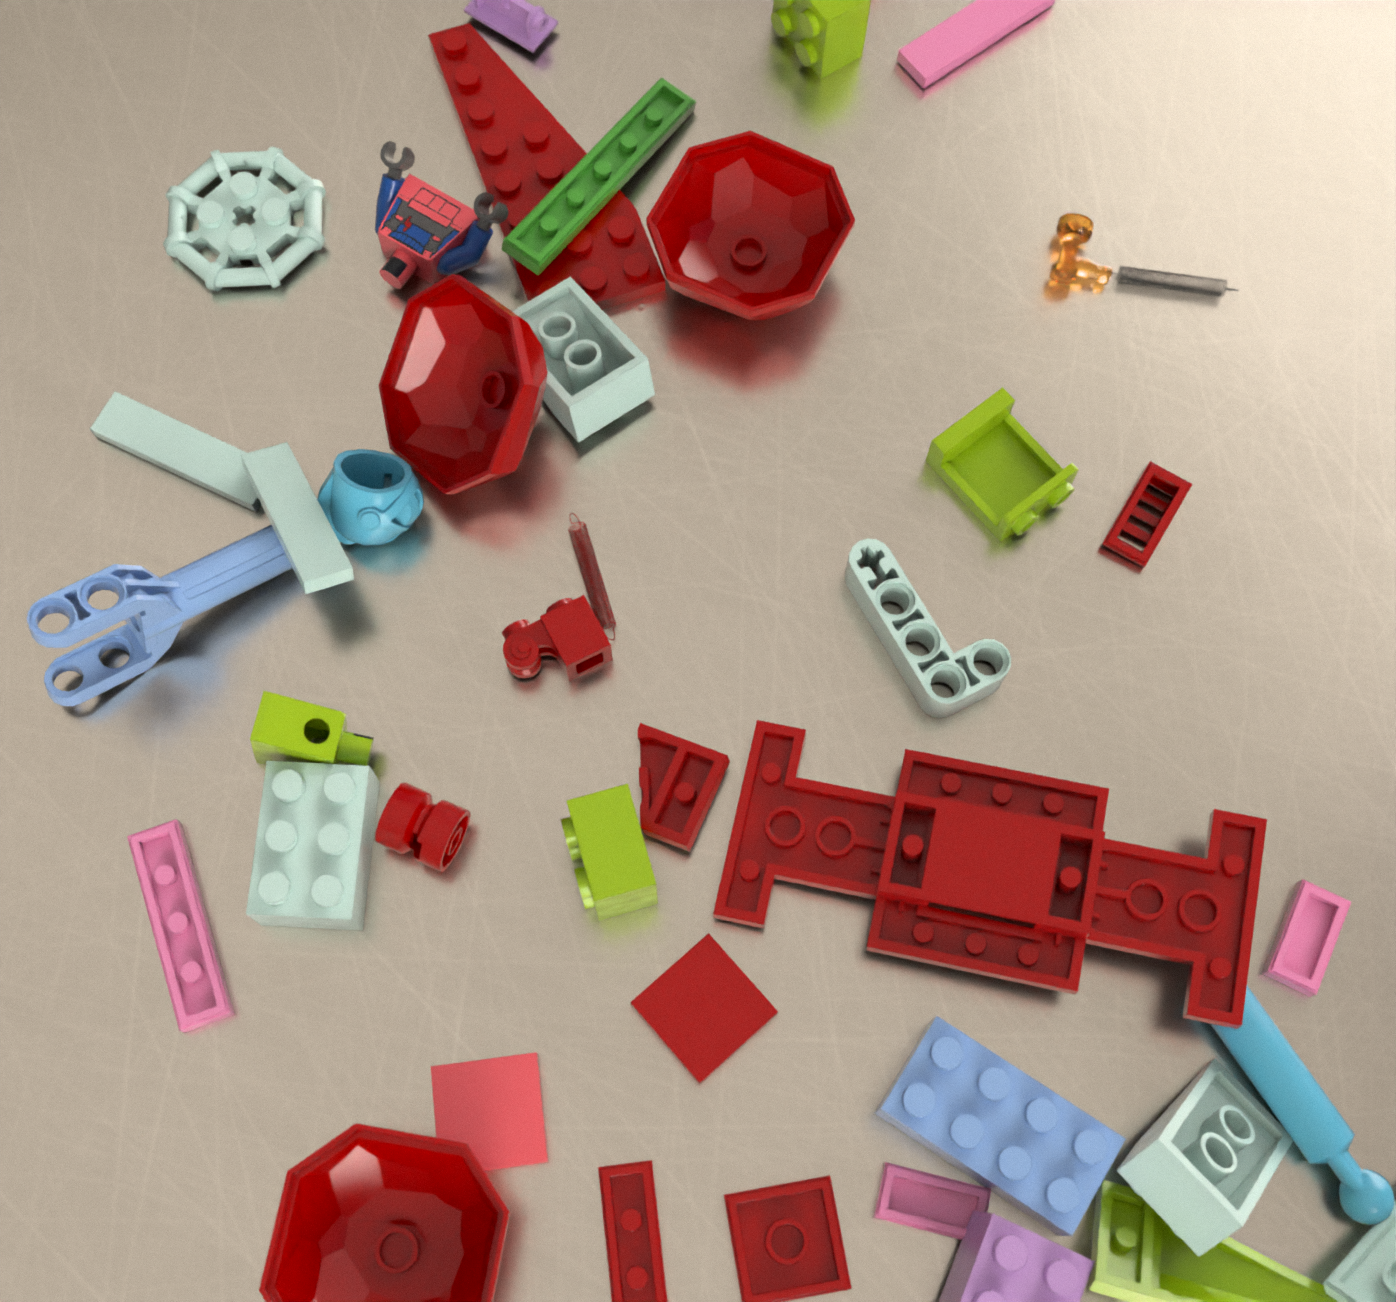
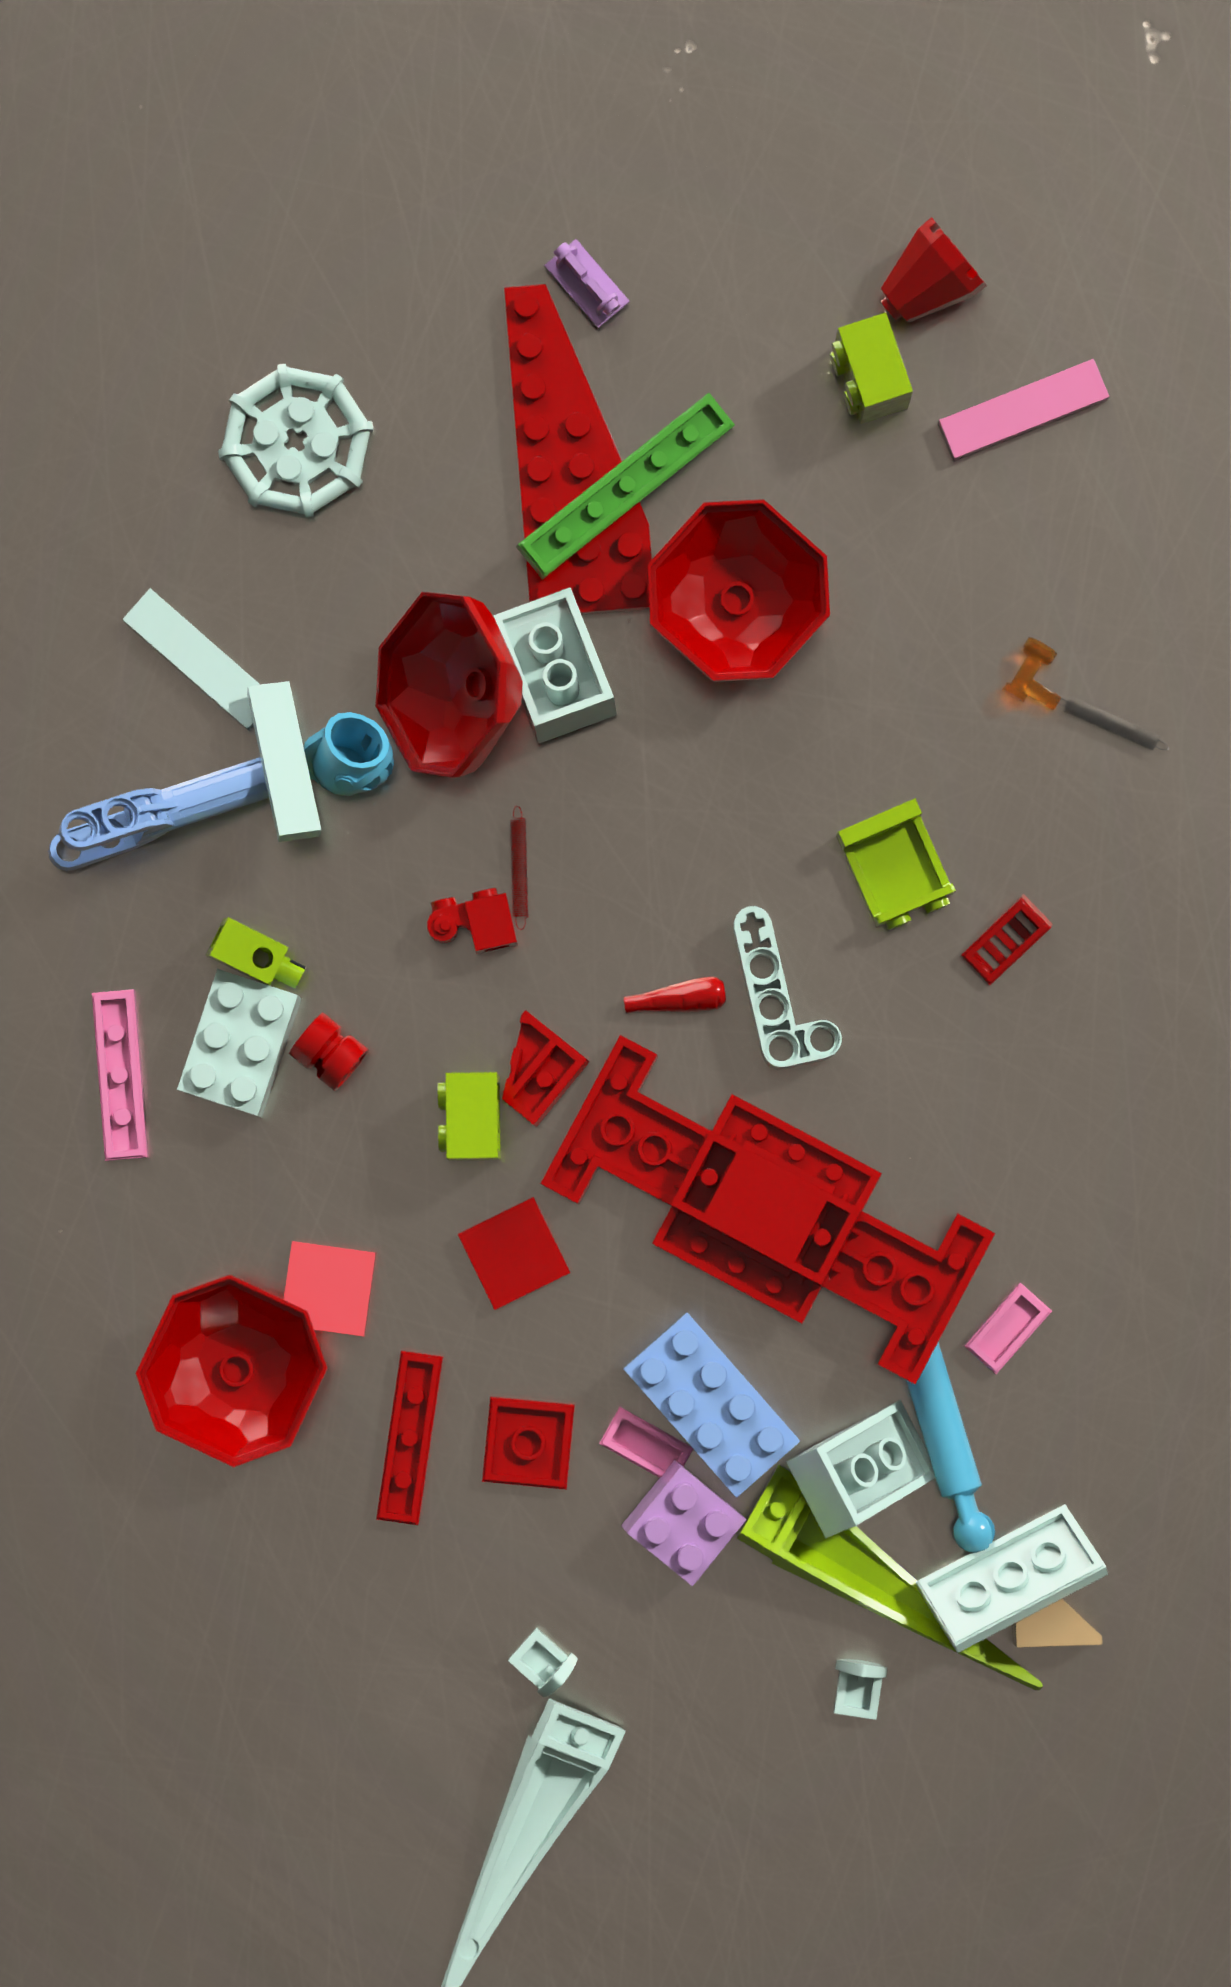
camera: 20 degrees right, 15 degrees up
(427, 229) = (455, 500): torso -> none
(820, 661) = (687, 996): none -> red piece

